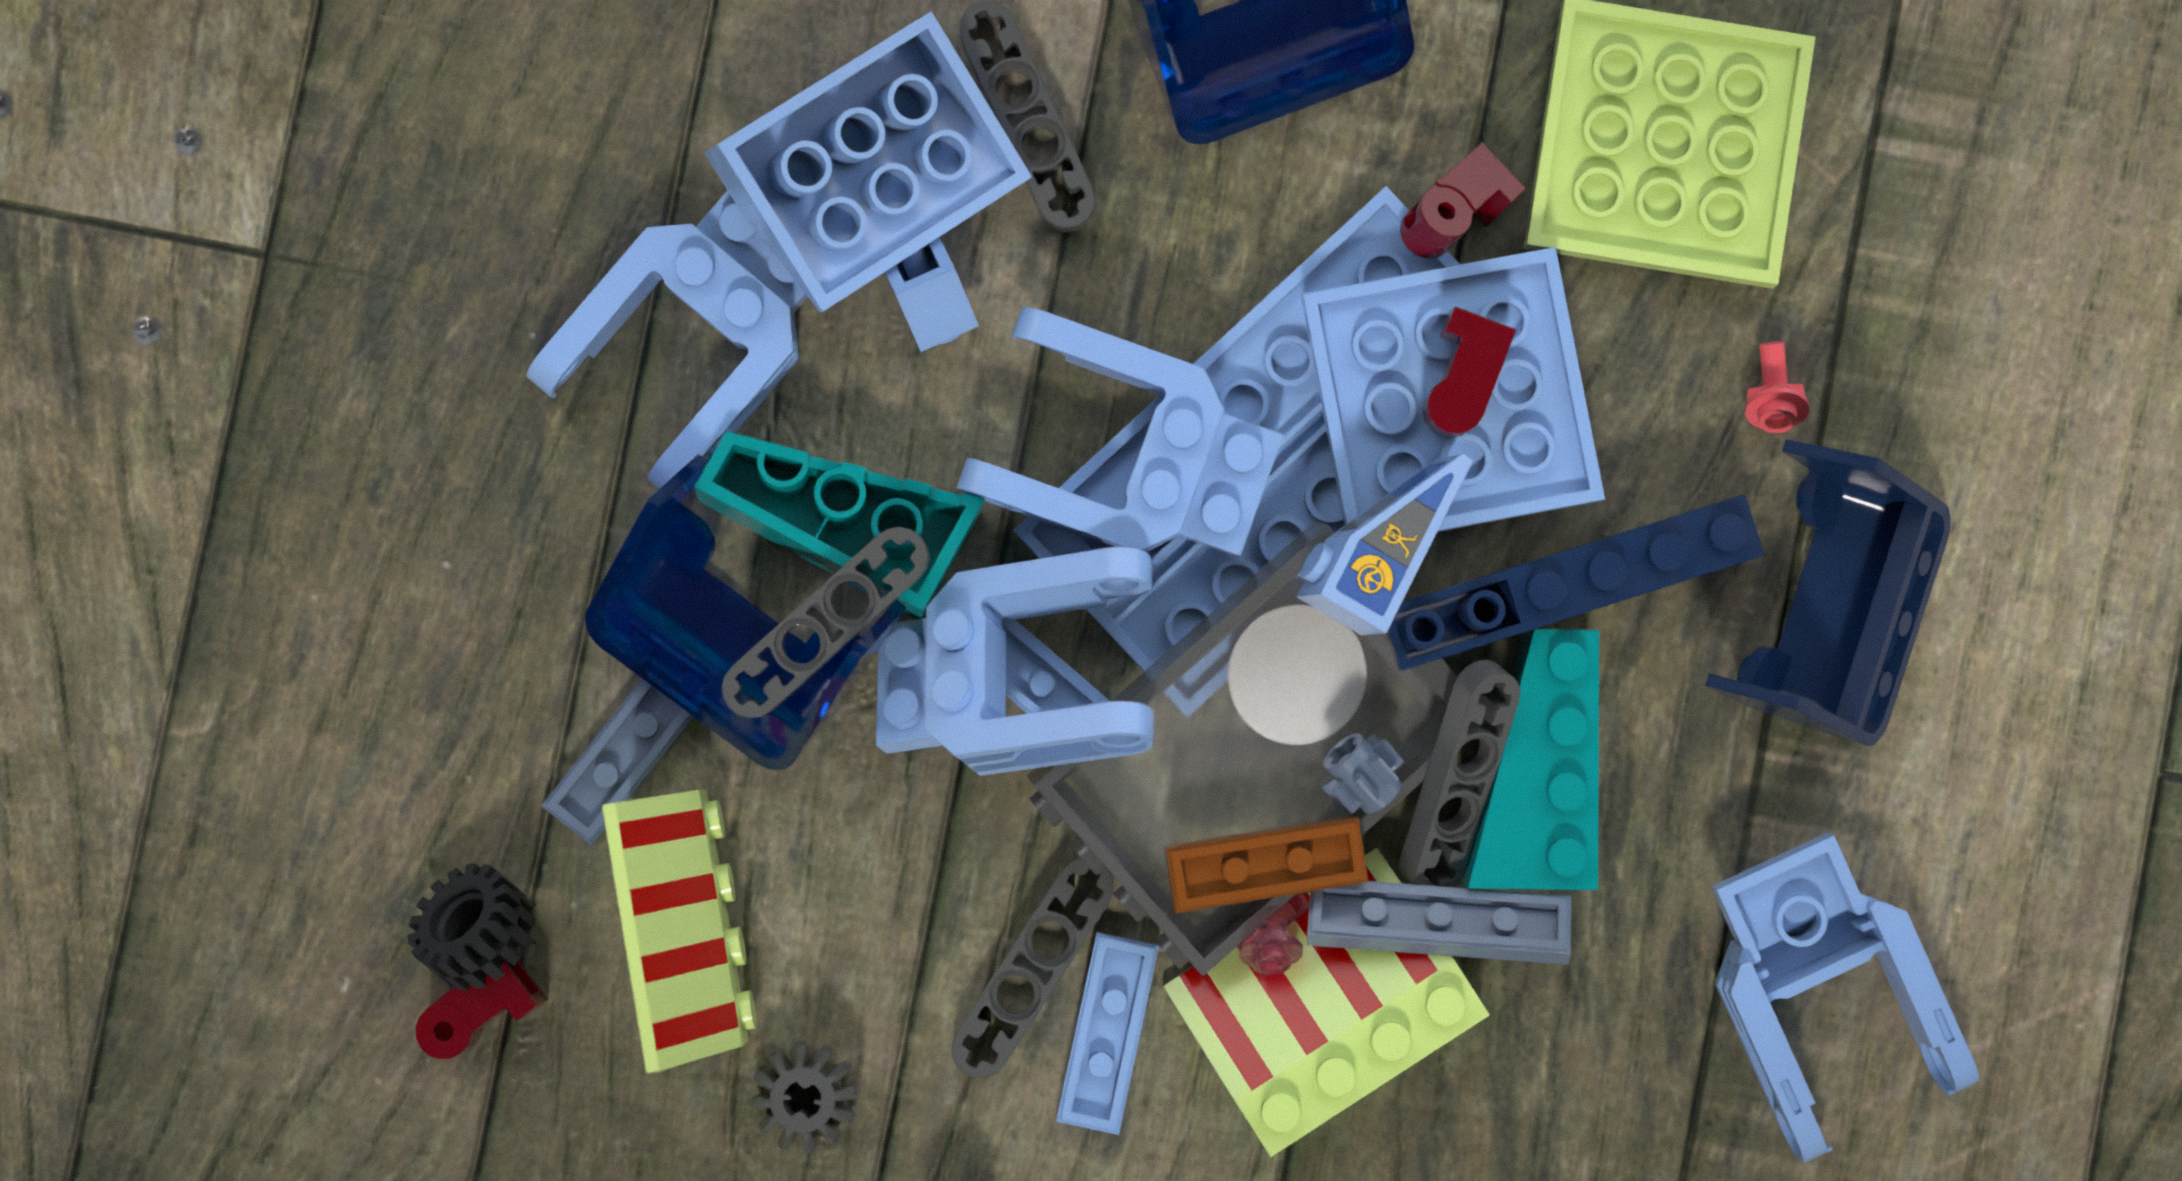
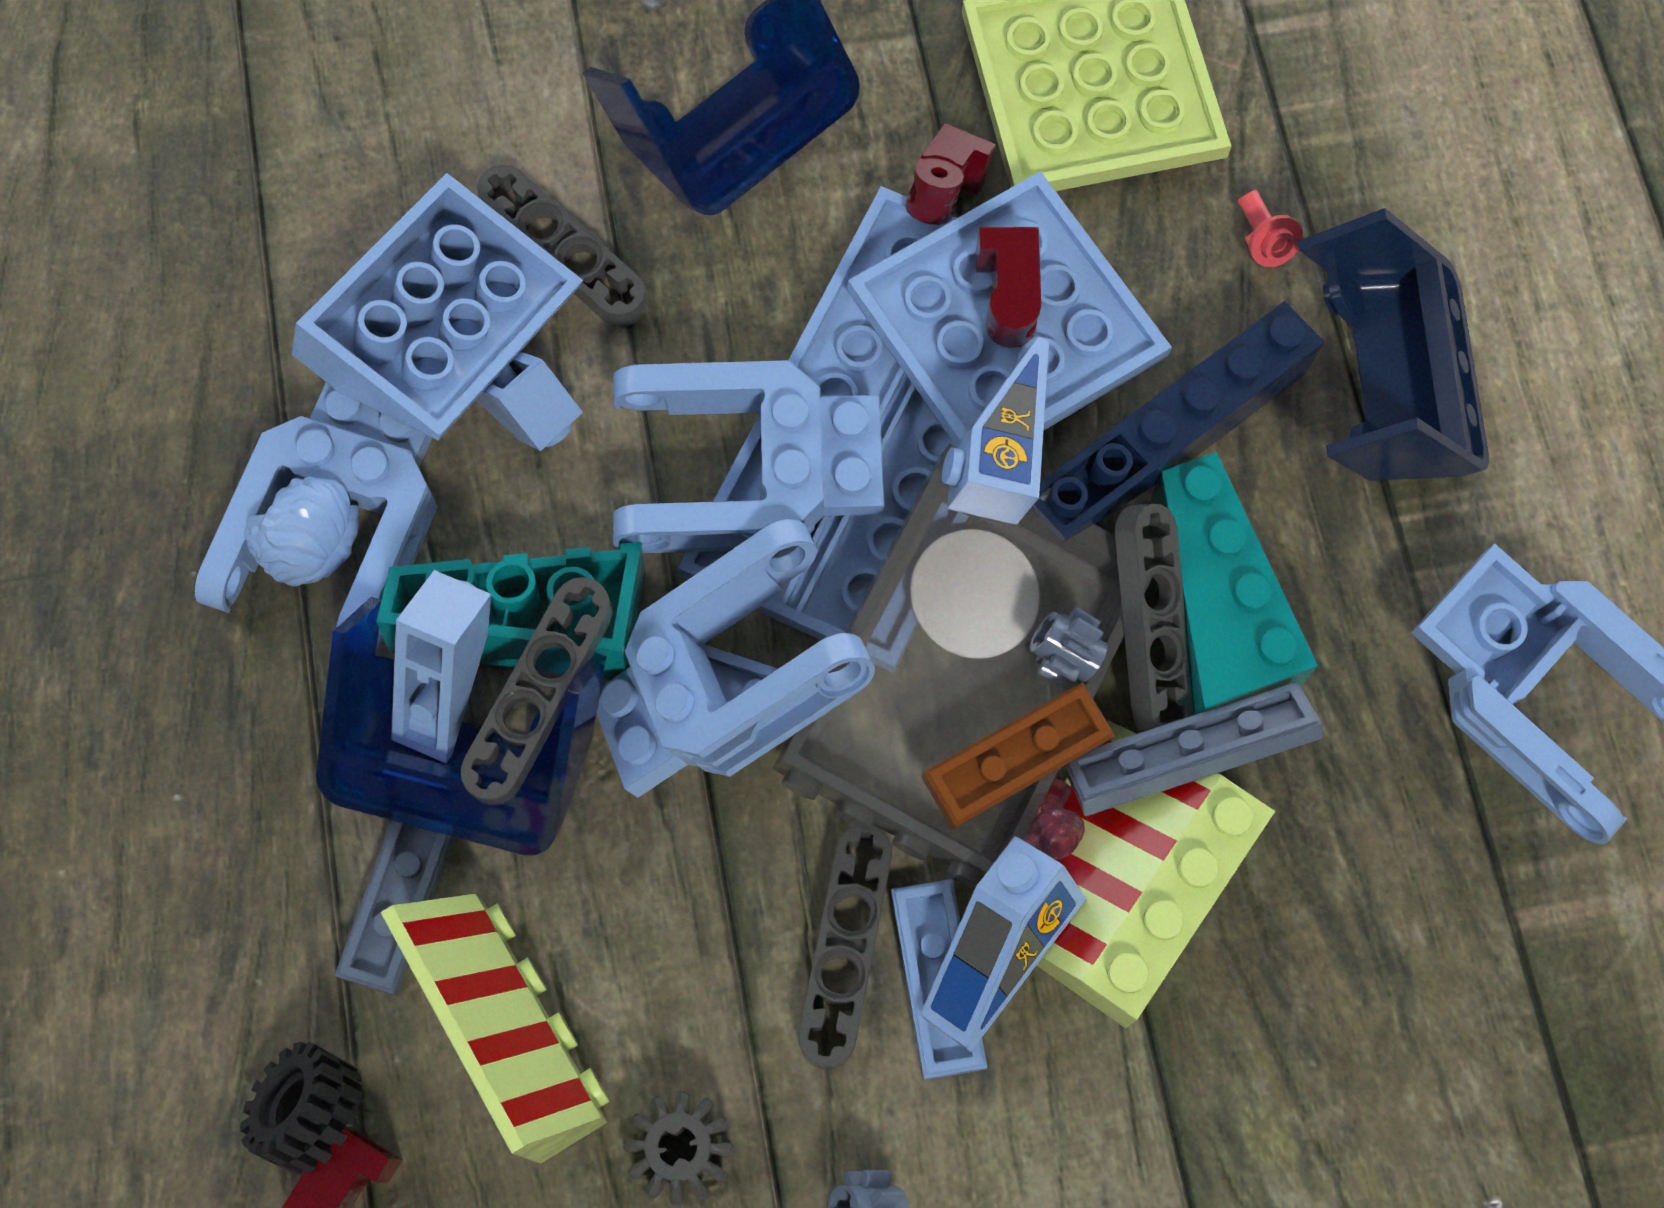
camera: 20 degrees left, 15 degrees down
(657, 352) = (304, 531): none -> light blue hair
(741, 554) = (437, 662): none -> light blue slope
(1174, 1033) = (1000, 940): none -> slope

